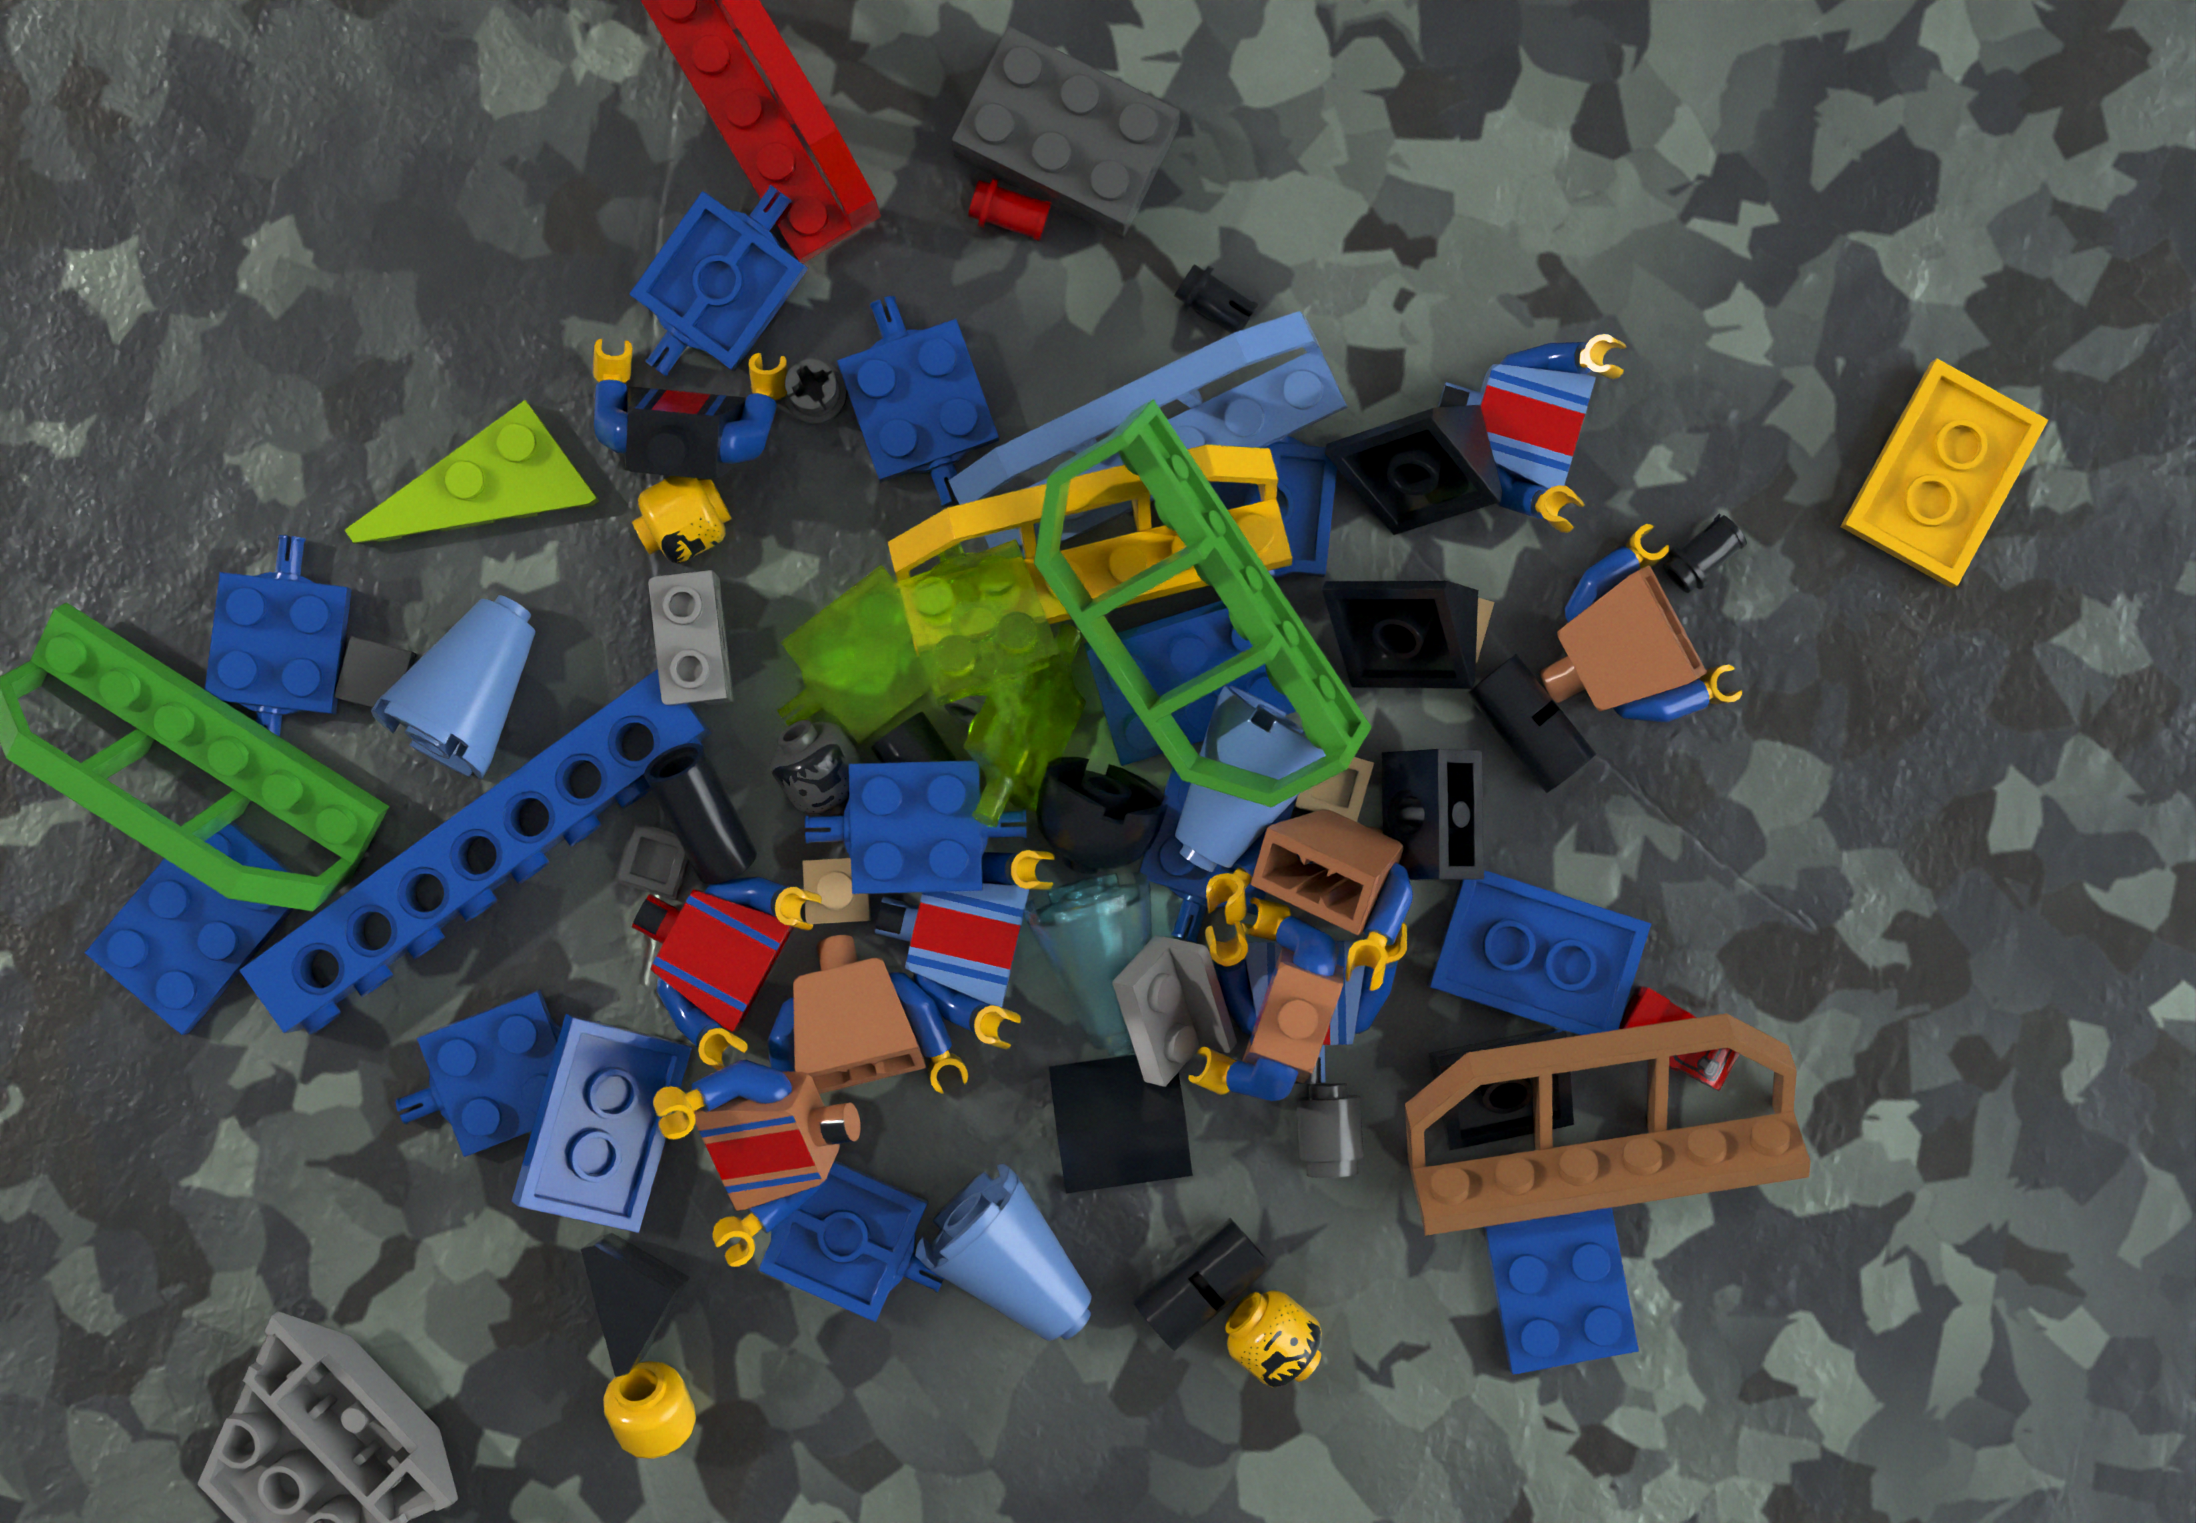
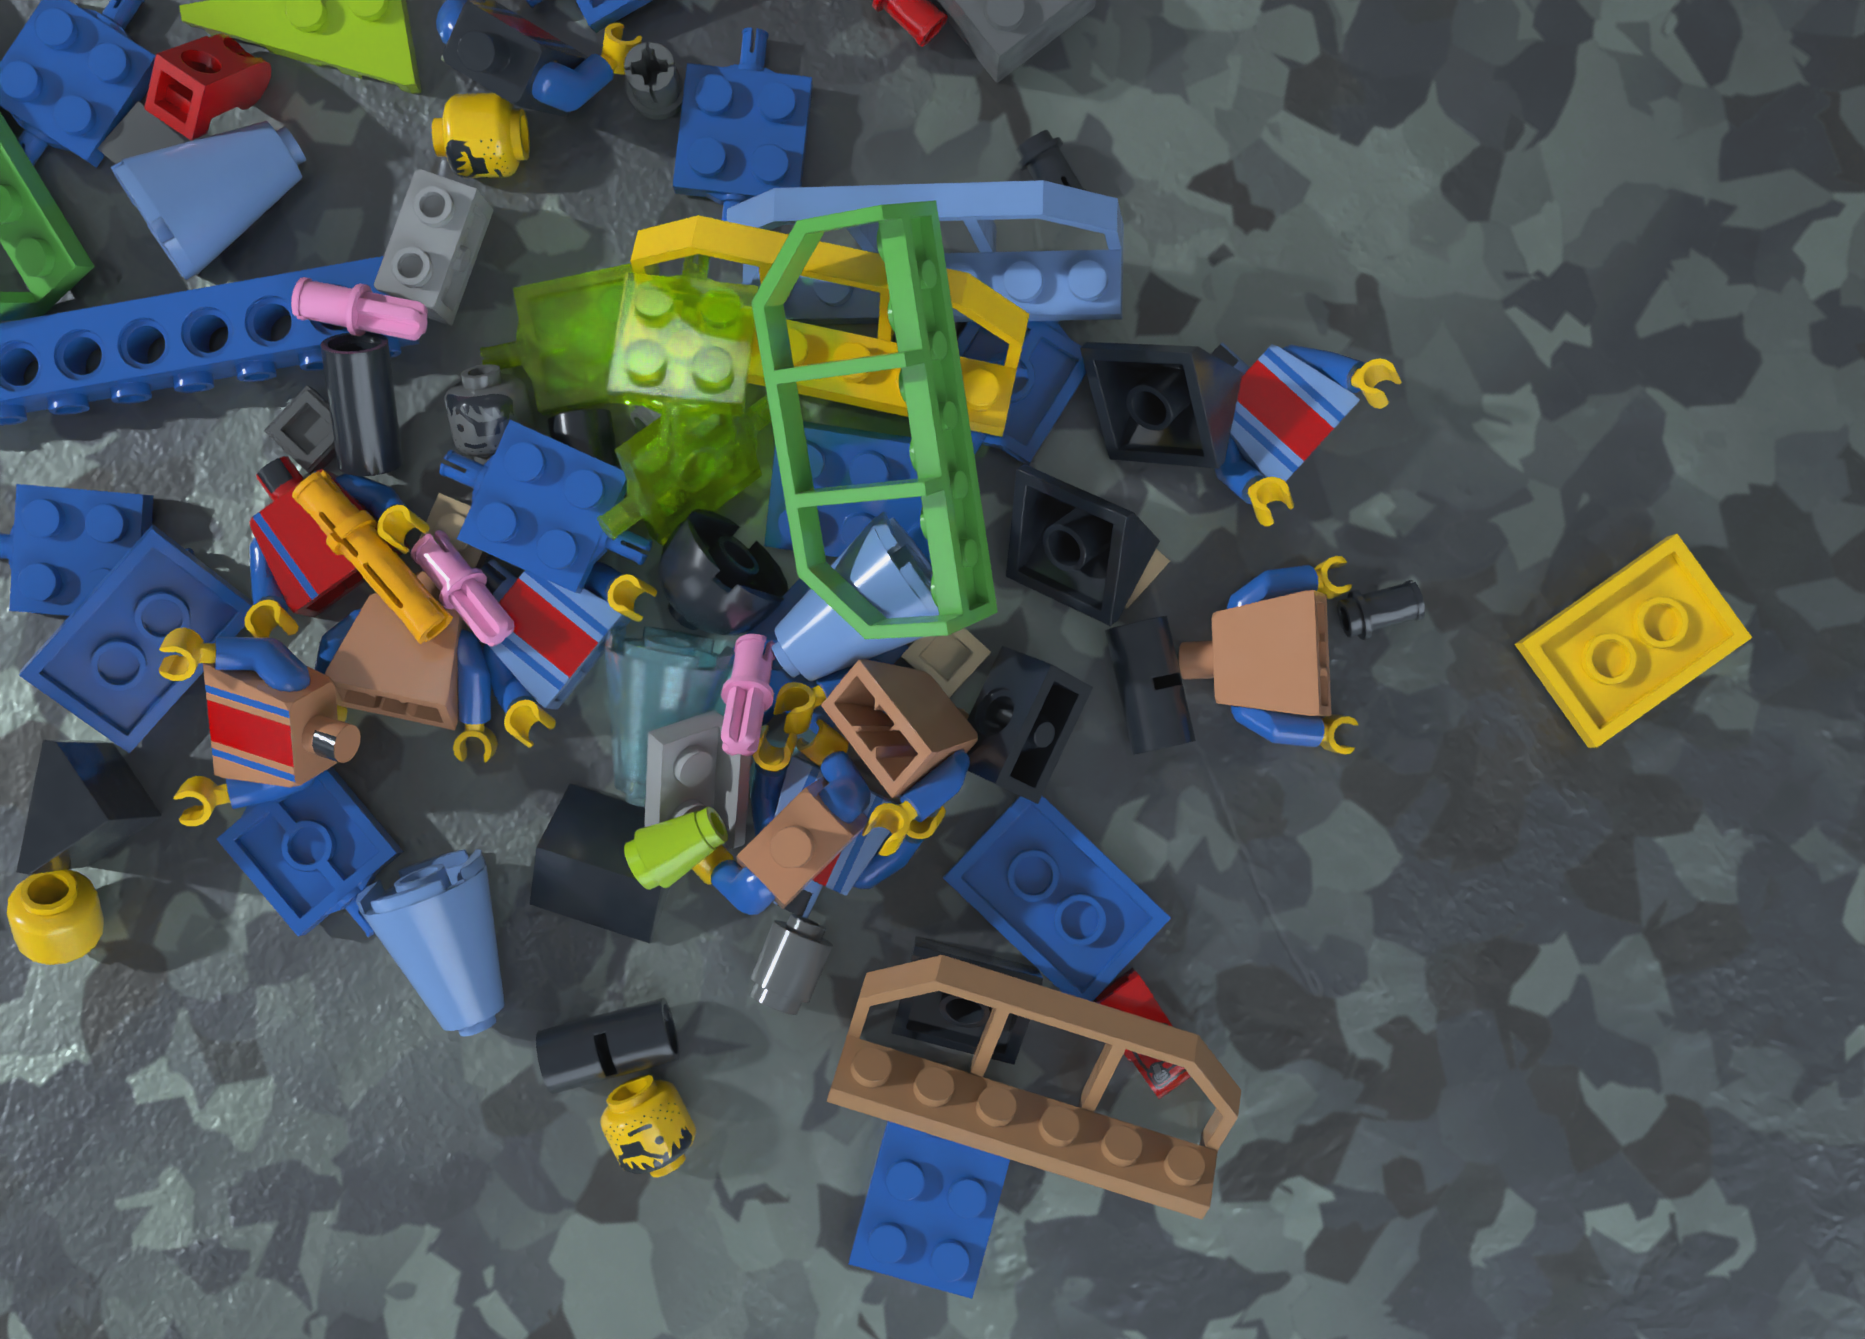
camera: 30 degrees right, 0 degrees up
(412, 593) = (204, 81): none -> red leg
(663, 730) = (358, 309): none -> bright pink axle
(761, 937) = (355, 537): none -> light orange pin
(876, 935) = (462, 588): none -> bright pink axle
(1181, 905) = (747, 695): none -> bright pink axle
(1182, 1073) = (673, 847): none -> lime cone

